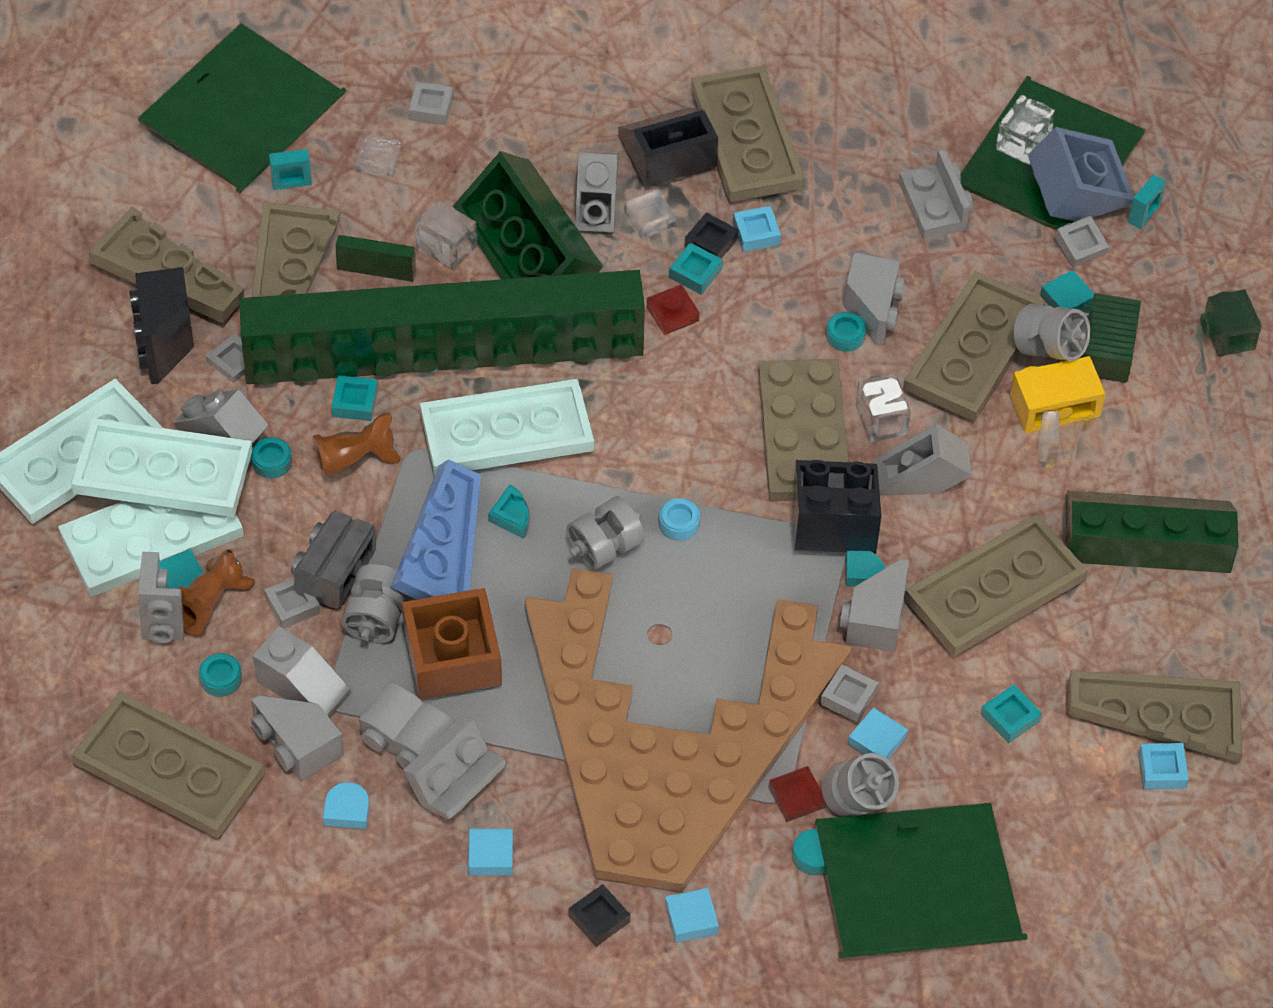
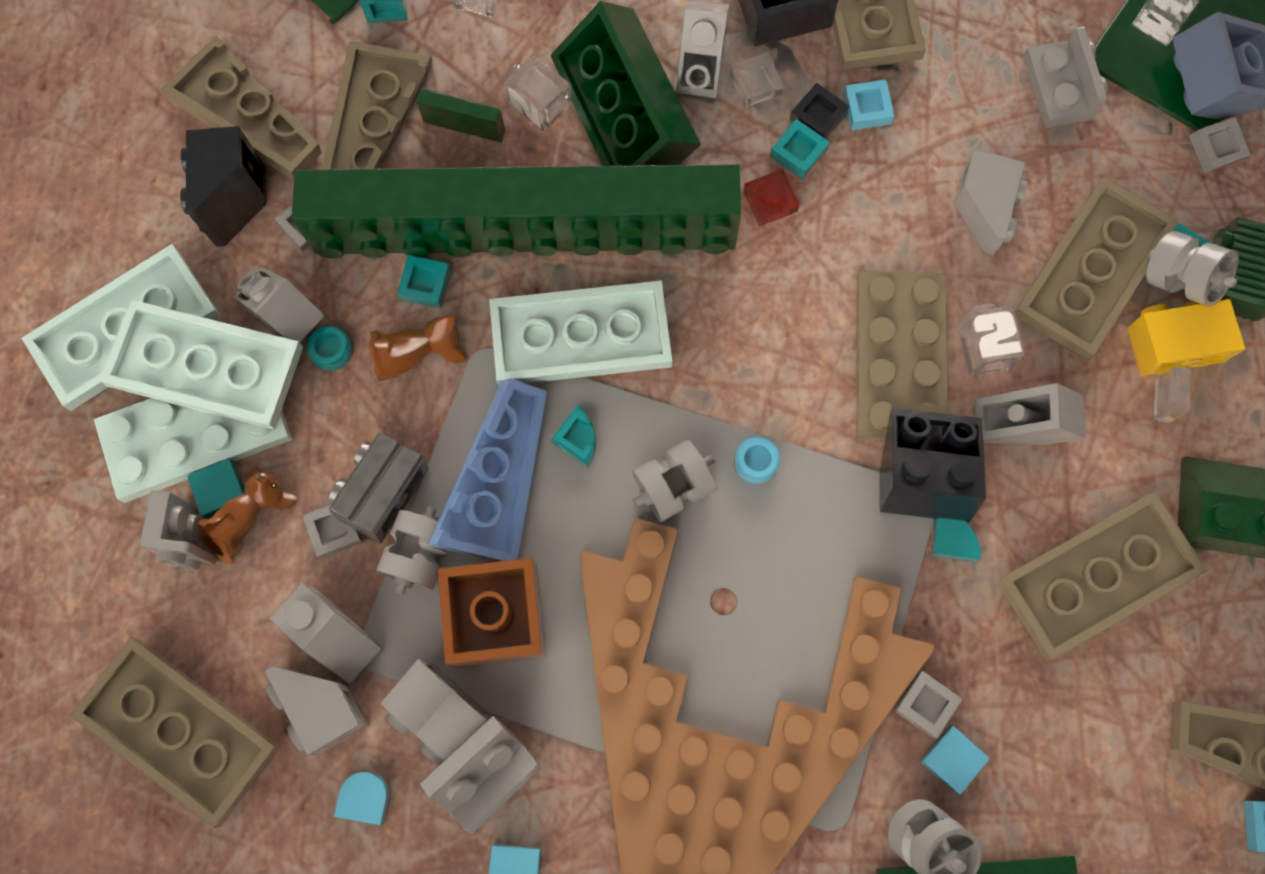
camera: 10 degrees right, 20 degrees up
(220, 674) = (246, 615): teal tile -> none
(797, 794) = (859, 827): clear red tile -> none
(846, 331) = (955, 237): teal tile -> none
(876, 609) = (969, 600): light grey slope -> none
(1011, 713) = (1106, 742): teal tile -> none
(1067, 292) = (1200, 209): teal tile -> none

